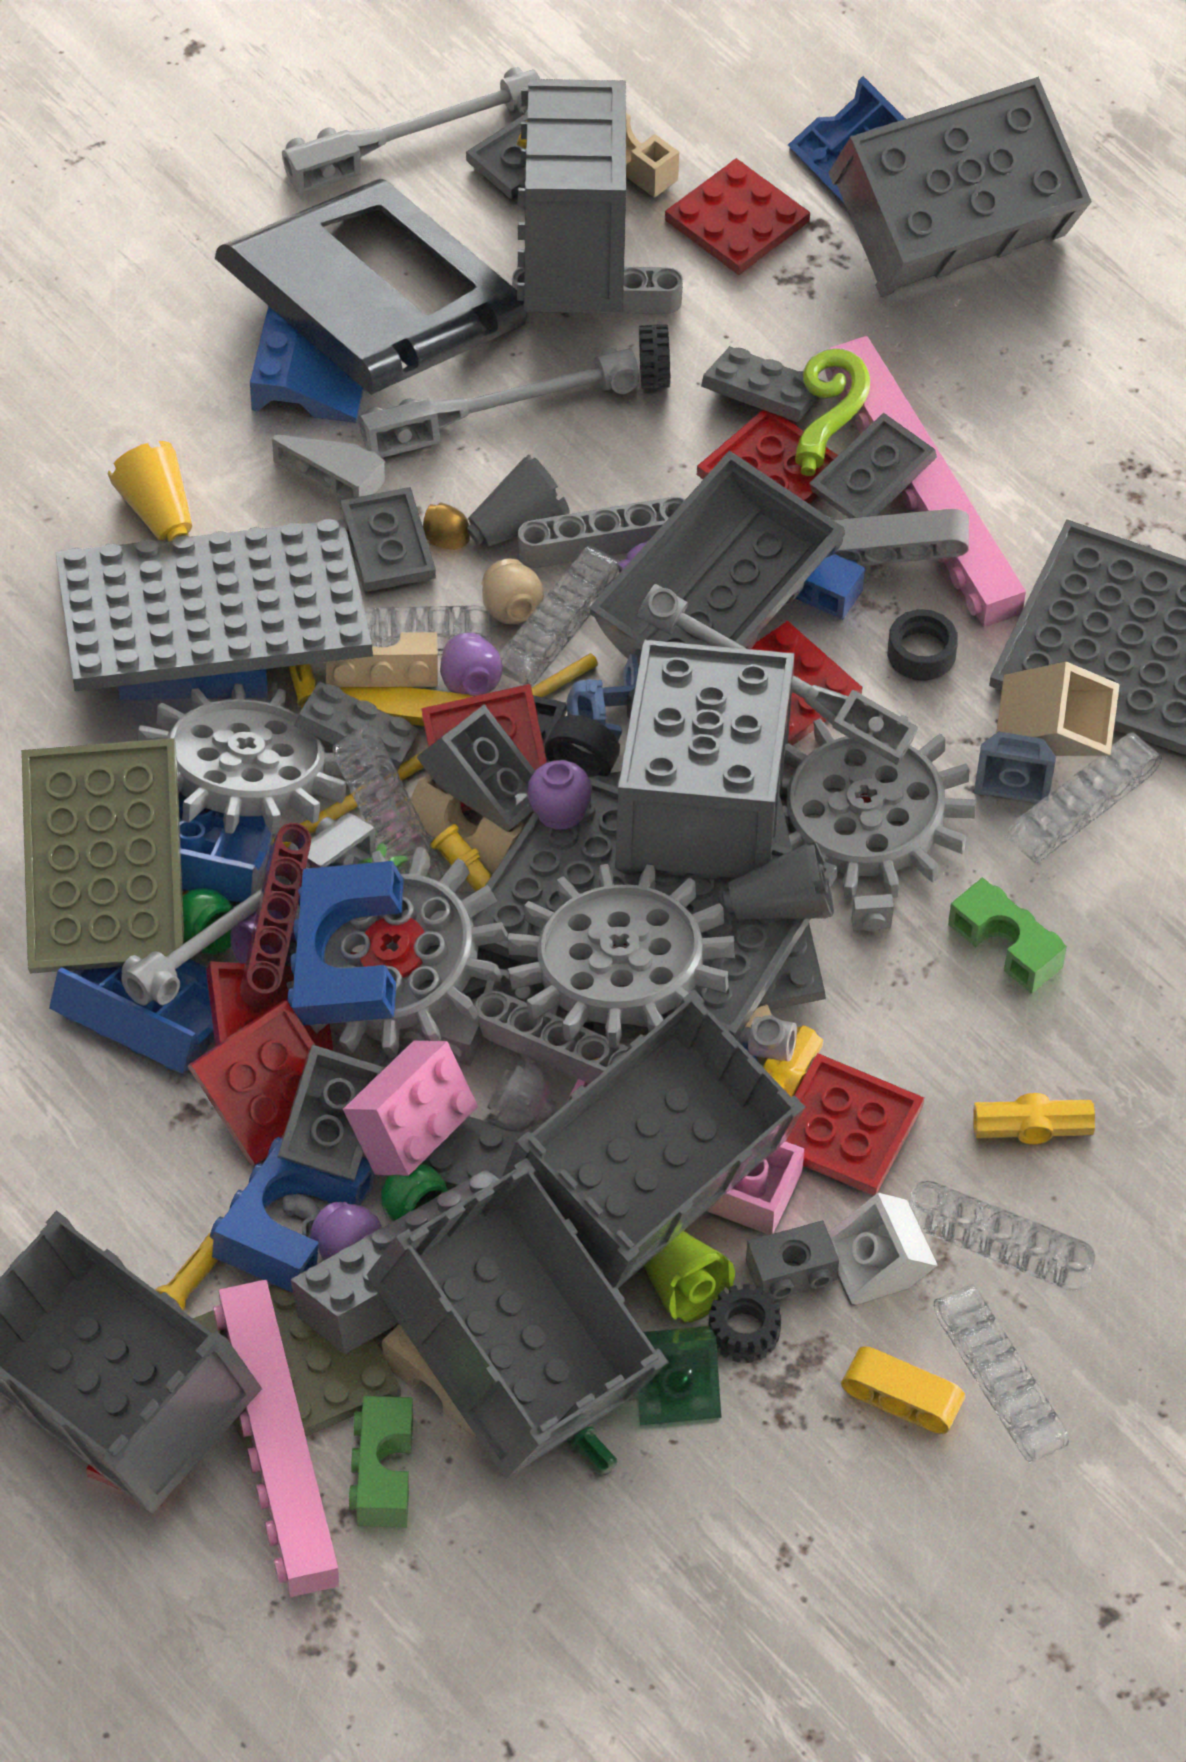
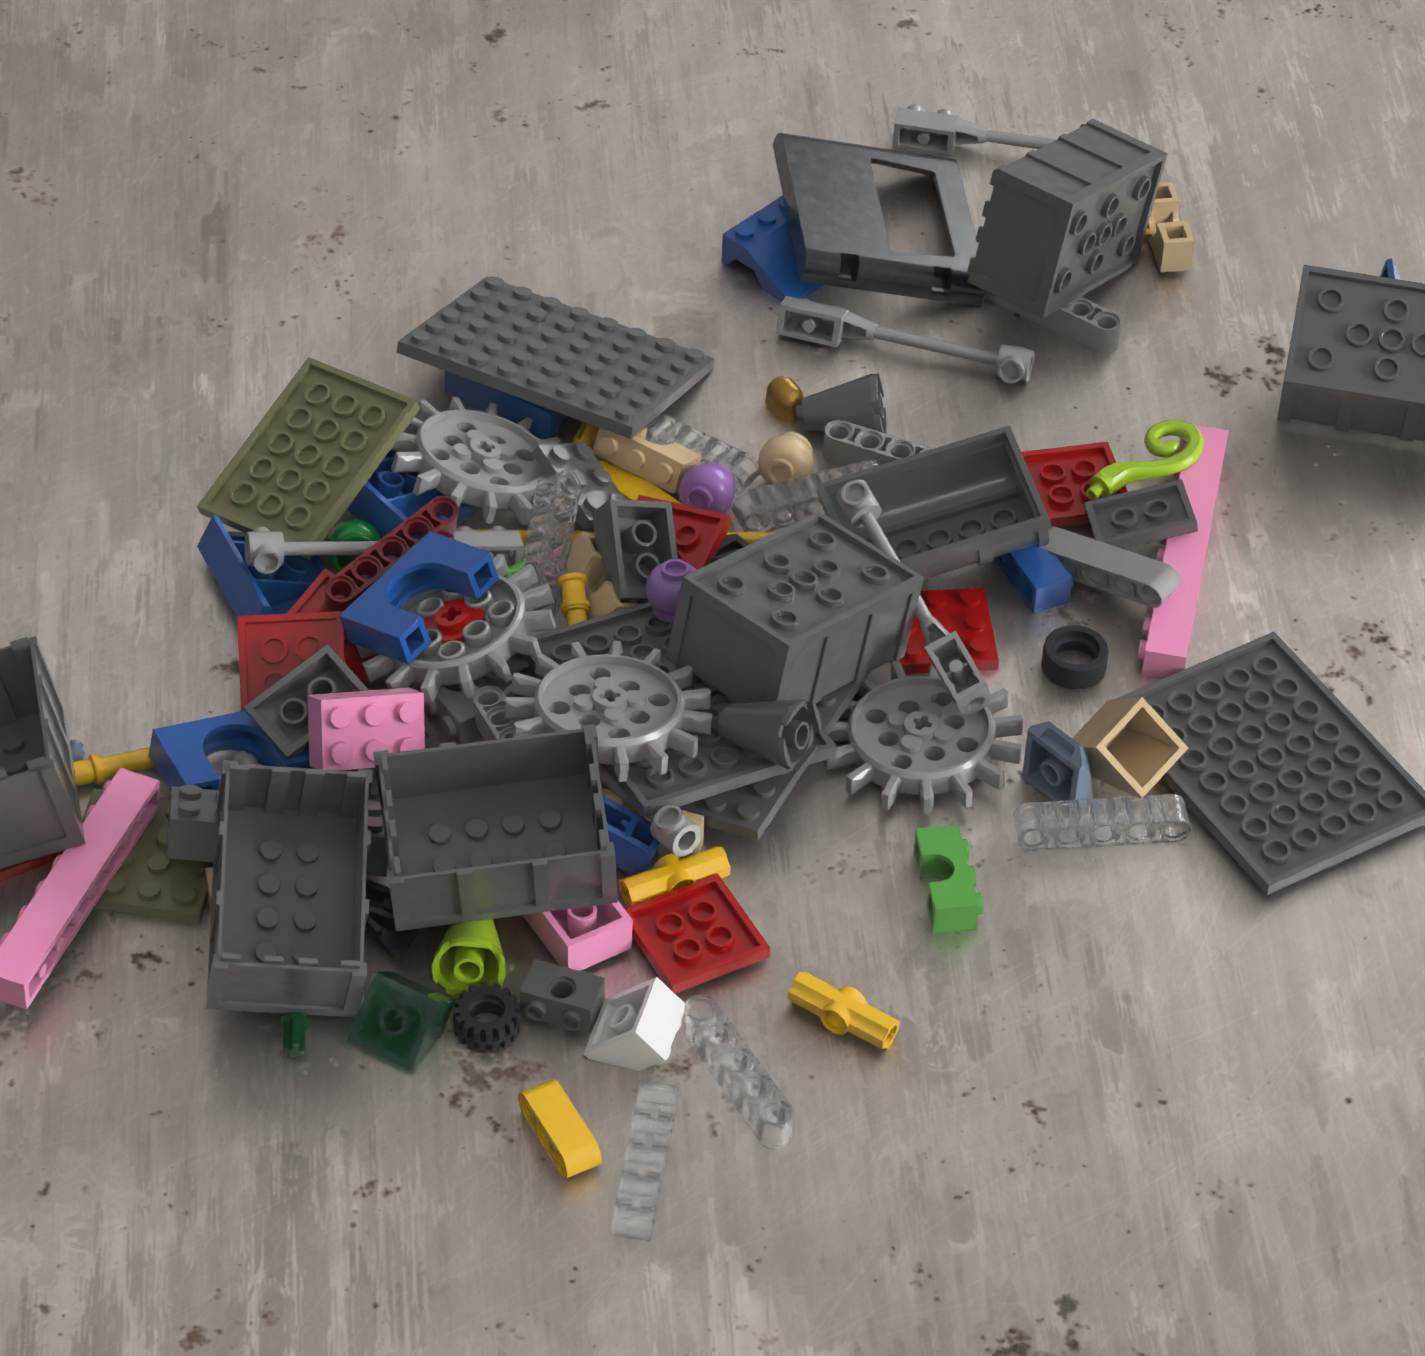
camera: 35 degrees right, 10 degrees down
(154, 489) = (592, 266): yellow cone -> none
(331, 465) = (740, 322): light grey slope -> none
(381, 1493) = (155, 931): bright green arch -> none
(388, 539) = (733, 386): dark grey plate -> none
(654, 356) = (1048, 365): black tyre -> none
(737, 216) = (1214, 314): red plate -> none
(760, 383) = (1114, 423): dark grey plate -> none
(872, 912) = (855, 807): light grey plate -> none

